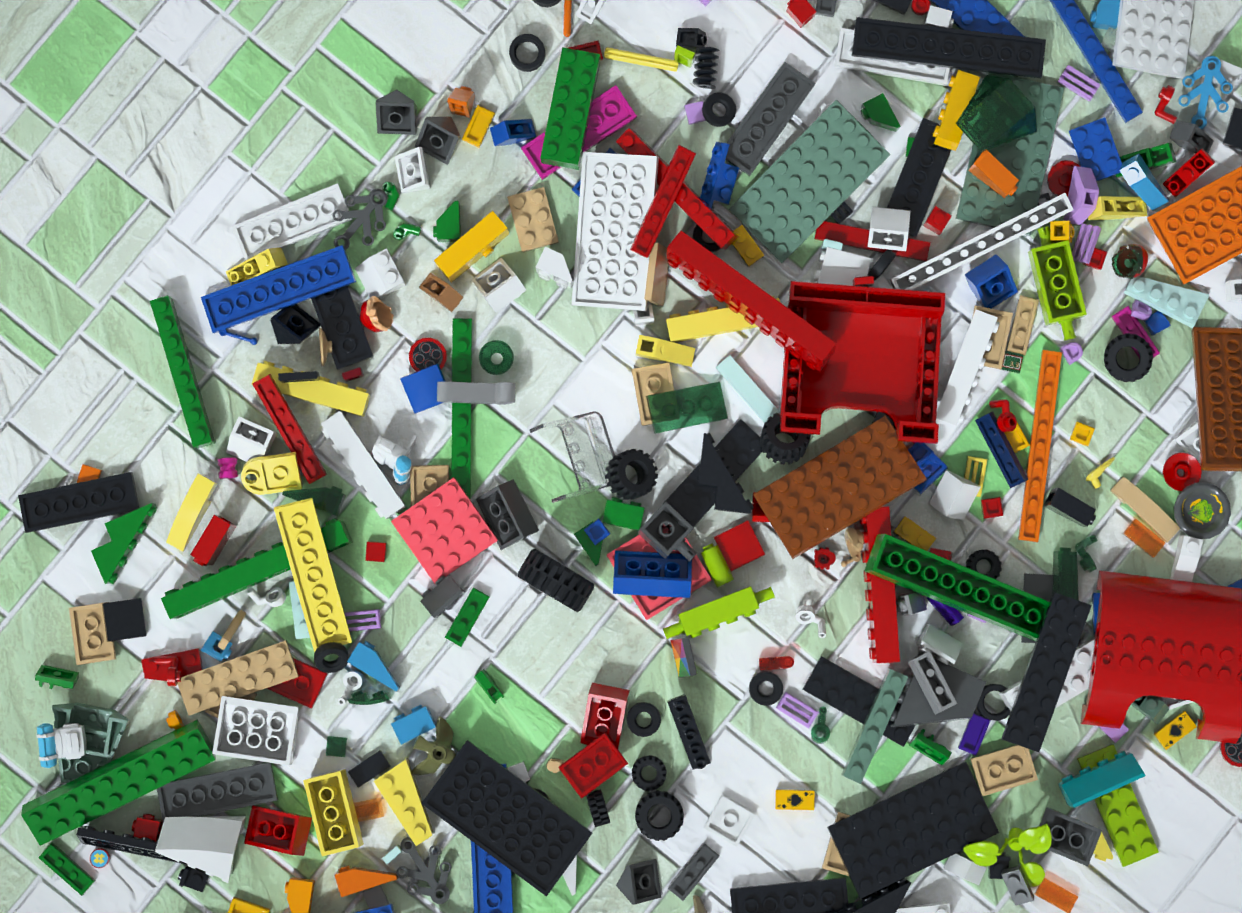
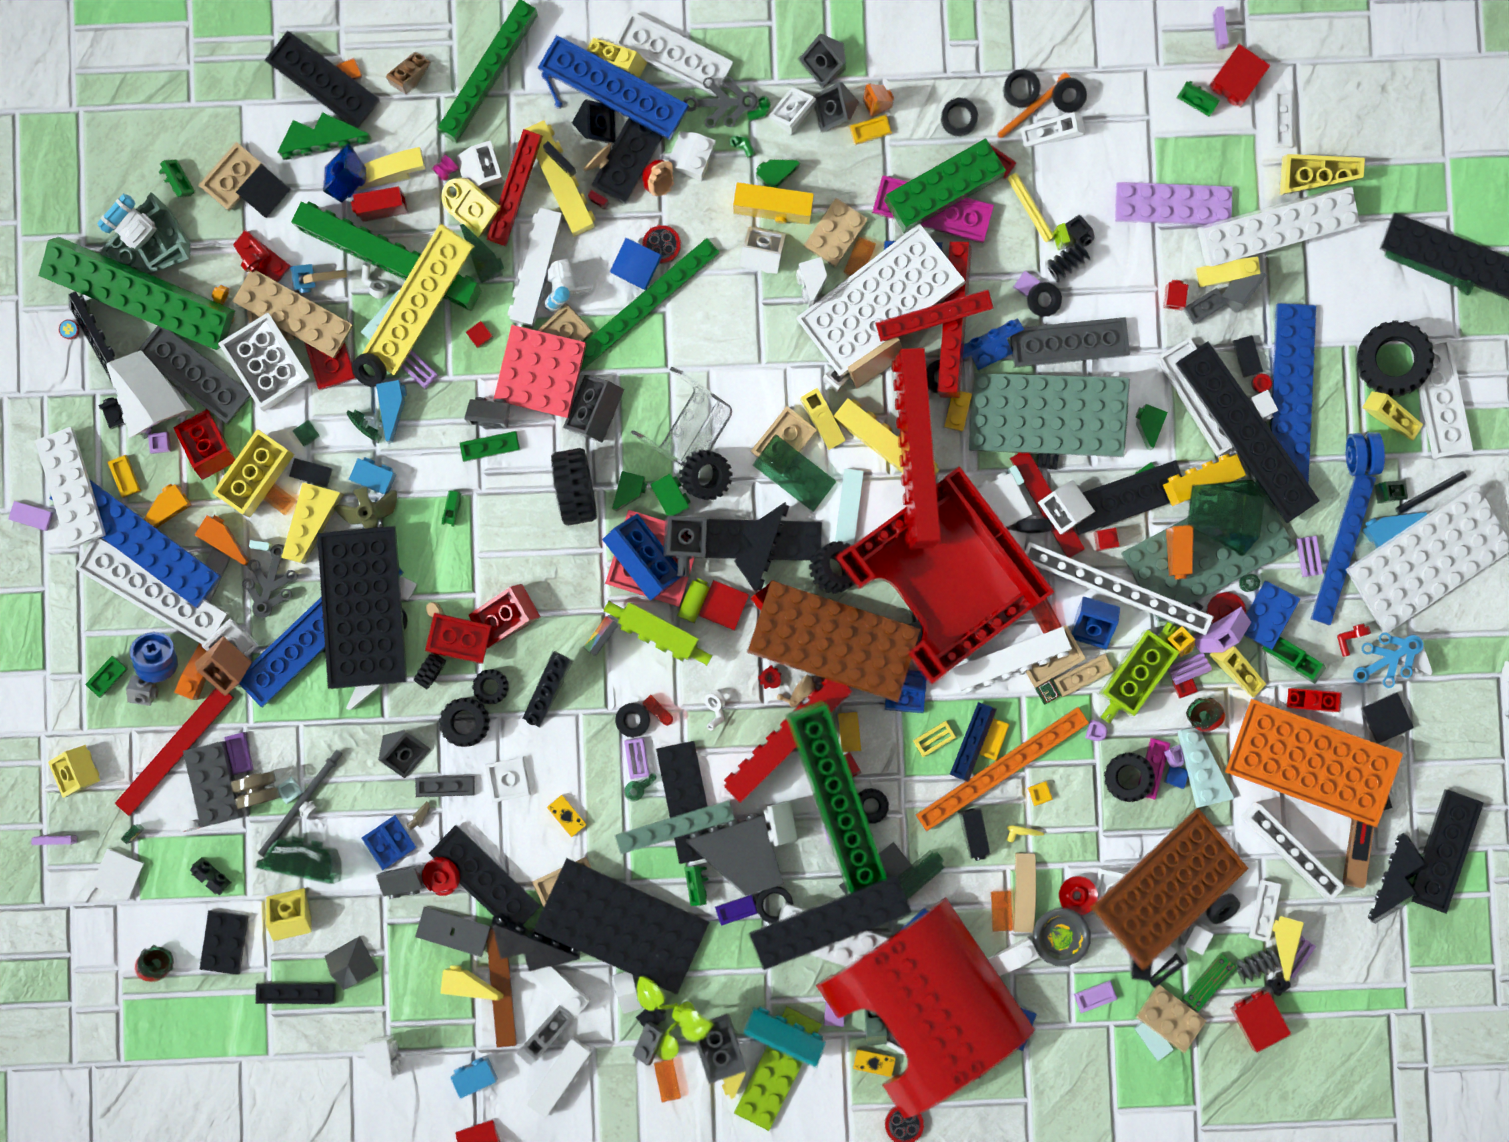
camera: 45 degrees right, 0 degrees up
(67, 869) = (40, 312): green tile -> none
(131, 432) = (408, 73): none -> medium nougat slope
(147, 827) = (122, 343): red brick -> none
(166, 548) = (344, 174): none -> clear blue slope
(246, 863) = (159, 442): none -> lavender tile
(350, 685) = (361, 403): white plate -> none
(441, 292) = (719, 211): medium nougat slope -> none
(476, 393) = (664, 303): light grey beam -> none
(489, 350) = (702, 286): clear green piece -> none
(512, 132) = (888, 158): blue slope -> none
(566, 217) = (860, 255): none -> clear orange tile
(597, 531) = (638, 486): blue tile -> none
(655, 719) = (516, 647): black tyre -> none
(863, 281) = (1008, 522): red tile -> none
(911, 603) = (793, 774): light grey slope -> none
(932, 683) = (745, 841): light grey brick -> none
(949, 613) = (811, 810): dark purple tile -> none
(954, 495) = (905, 736): white slope -> none
(957, 316) = (1045, 617): none -> clear red slope
(991, 507) = (922, 773): red tile -> none
(1003, 769) = (728, 956): tan plate -> none
(1006, 421) = (999, 725): red plate -> none
(1060, 138) = (1245, 586): none -> clear green bush
(1086, 561) = (943, 882): clear green plate -> none
(1143, 182) = (1276, 671): dark azure slope -> none
(1190, 137) = (1343, 679): dark grey slope -> none

